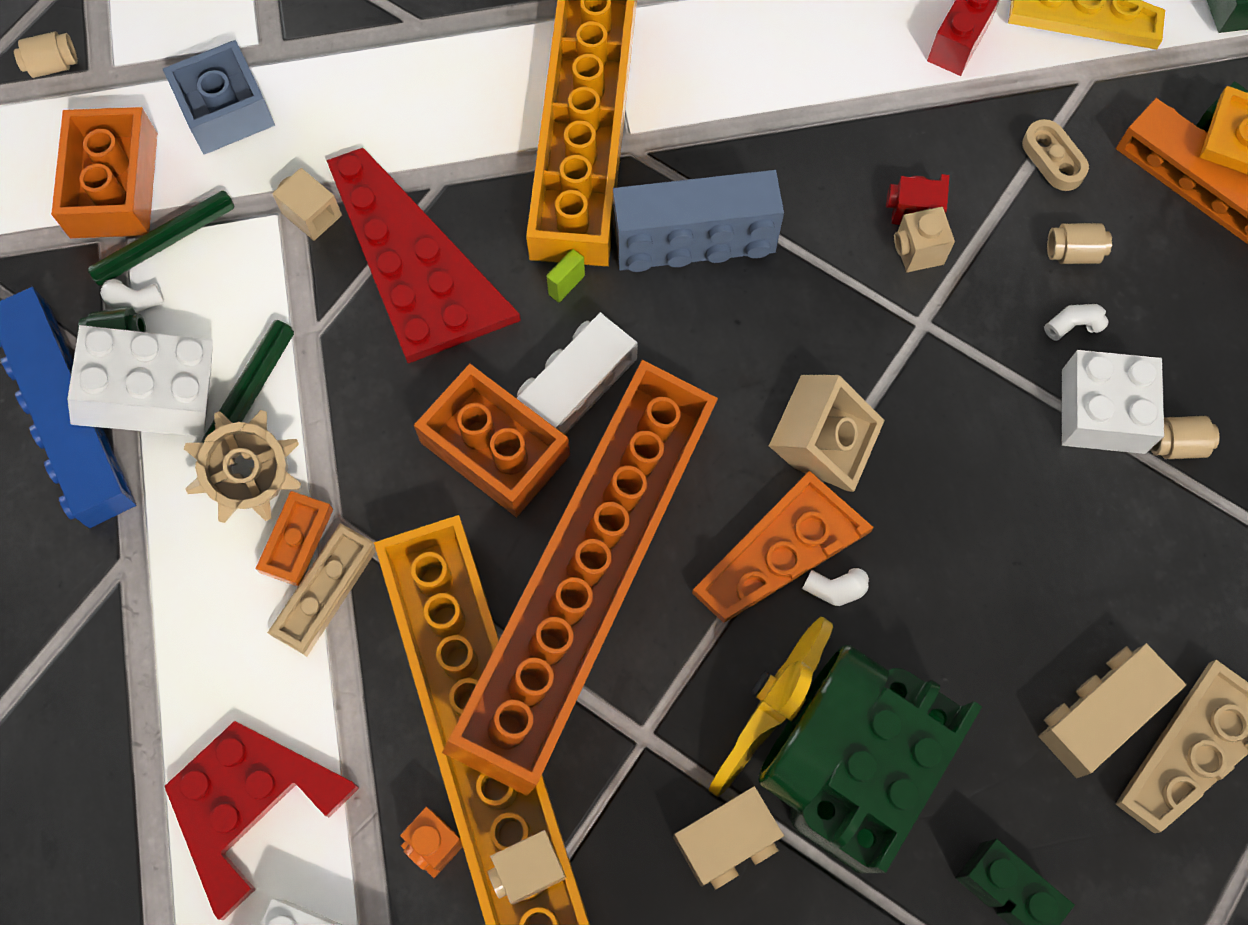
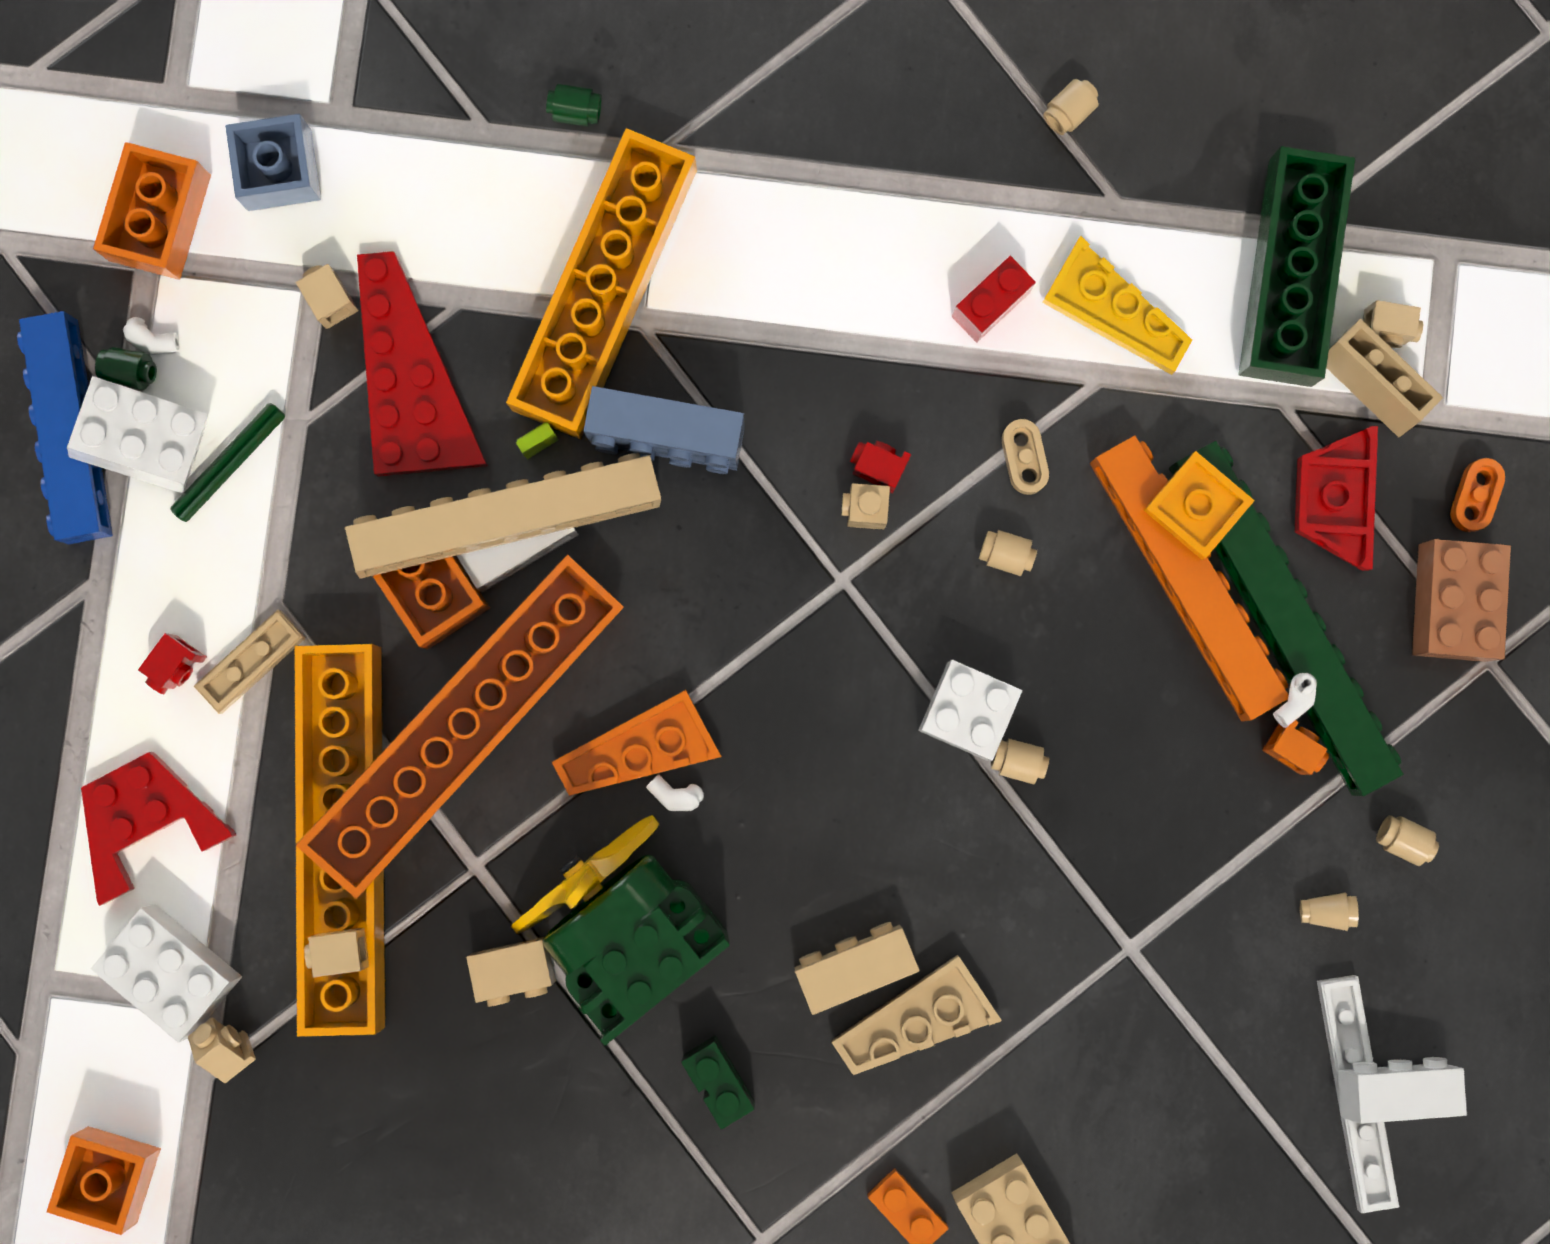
camera: 15 degrees right, 15 degrees up
(45, 54) = (125, 60): tan brick -> none
(161, 238) = (190, 287): dark green axle -> none
(218, 456) = (193, 556): tan brick -> none
(235, 613) = (170, 663): none -> red brick
(294, 538) = (236, 611): orange plate -> none
(430, 842) = (276, 899): orange brick -> none
(557, 342) = (502, 516): none -> tan brick
(827, 430) = (715, 659): tan slope -> none
(1088, 314) = (979, 618): white arm -> none

